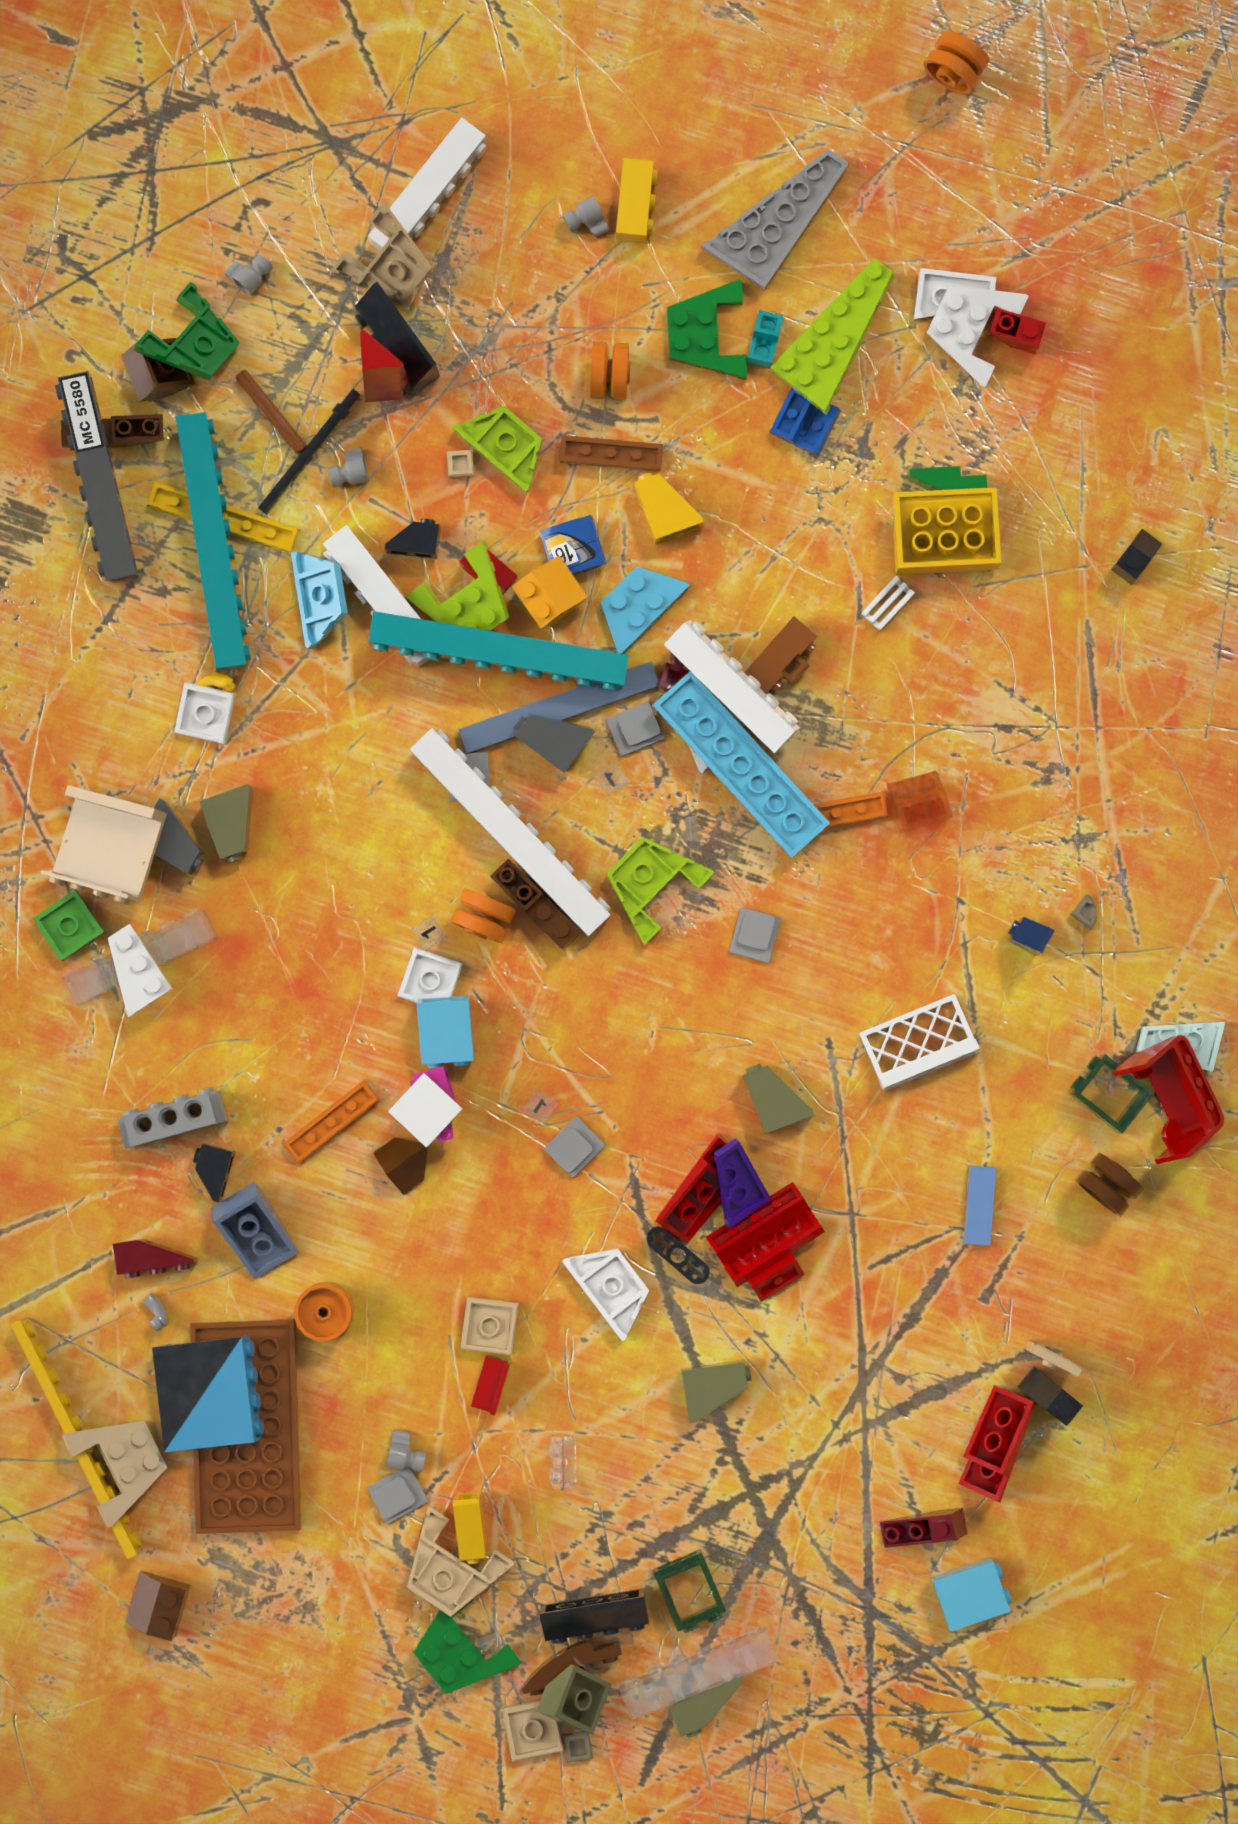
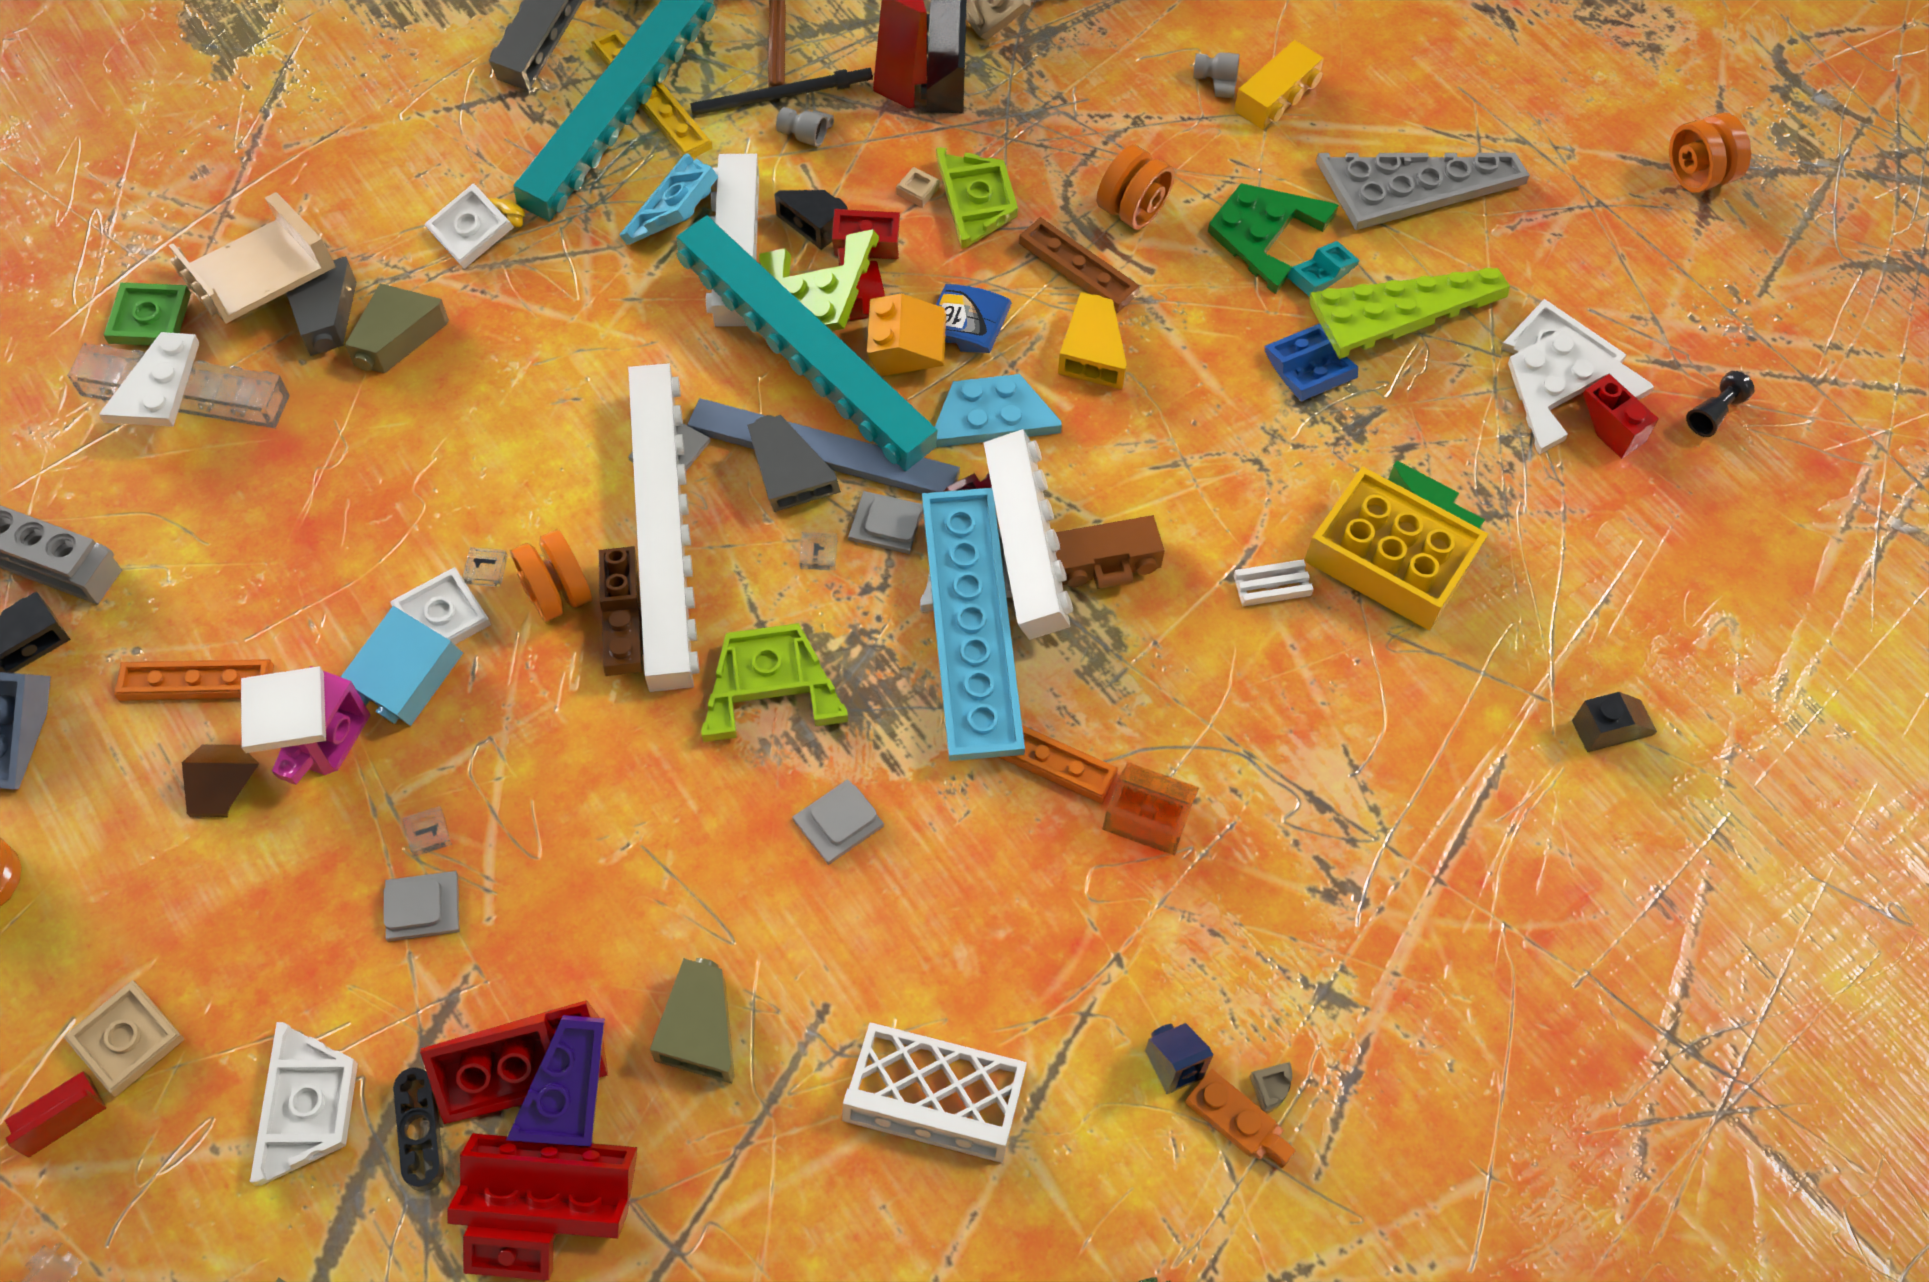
camera: 30 degrees right, 25 degrees down
(465, 533) = (883, 223): none -> red panel
(1072, 281) = (1708, 416): none -> black piece
(1081, 943) = (1239, 1119): none -> orange hinge

